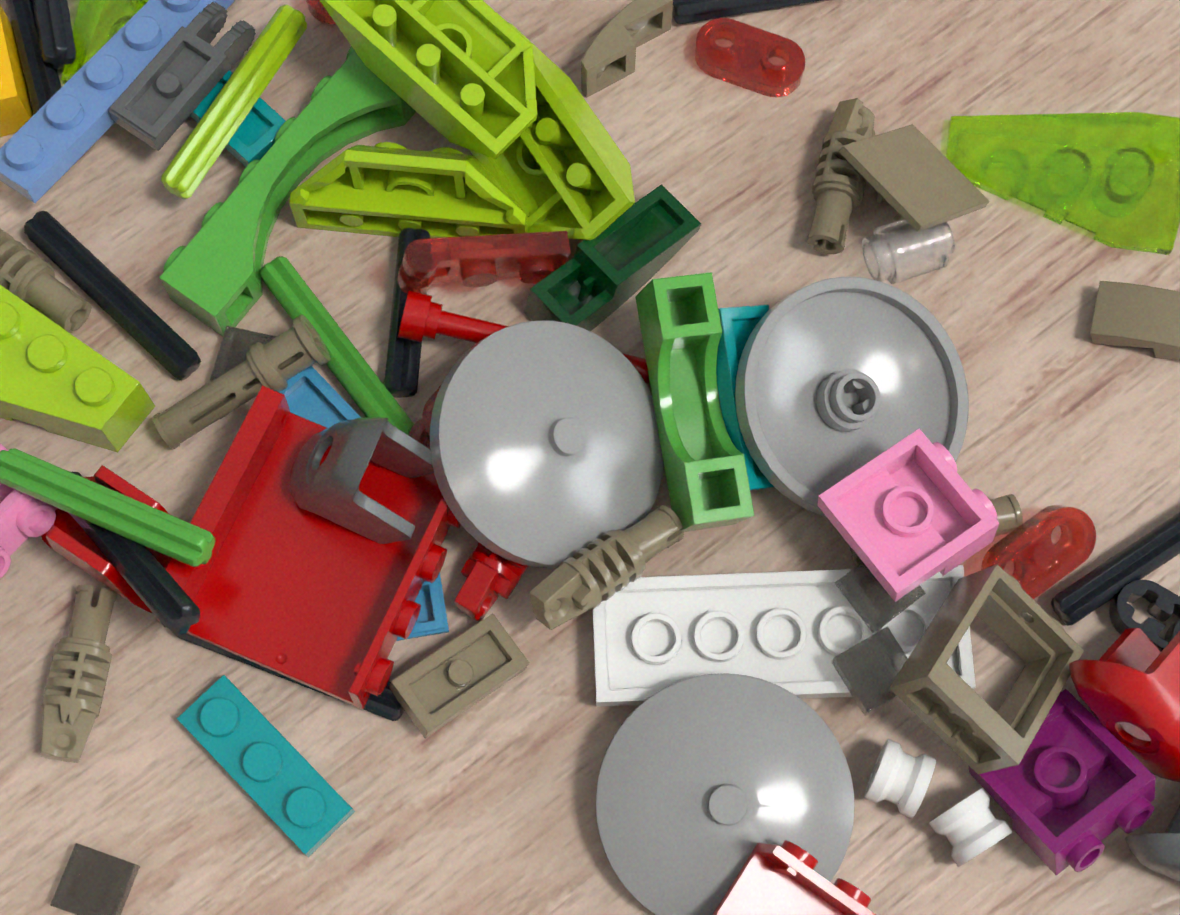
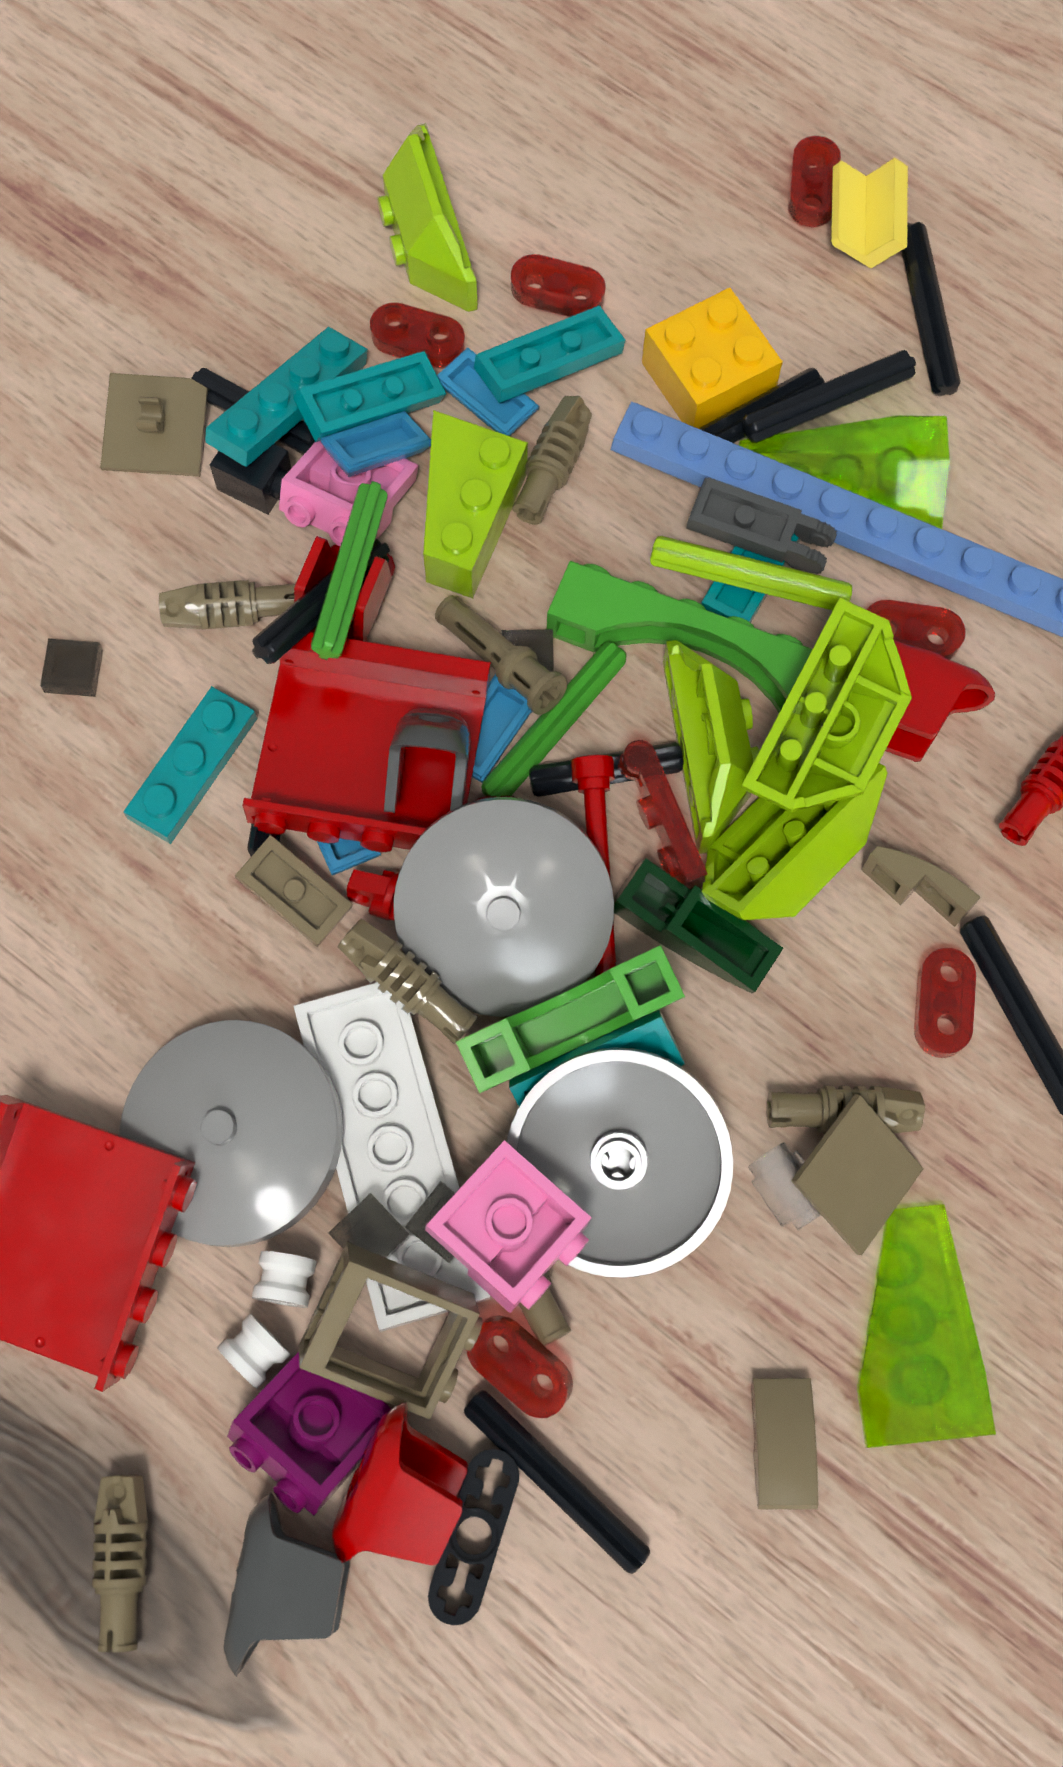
camera: 75 degrees right, 0 degrees up
(112, 295) = (555, 536): black axle -> none

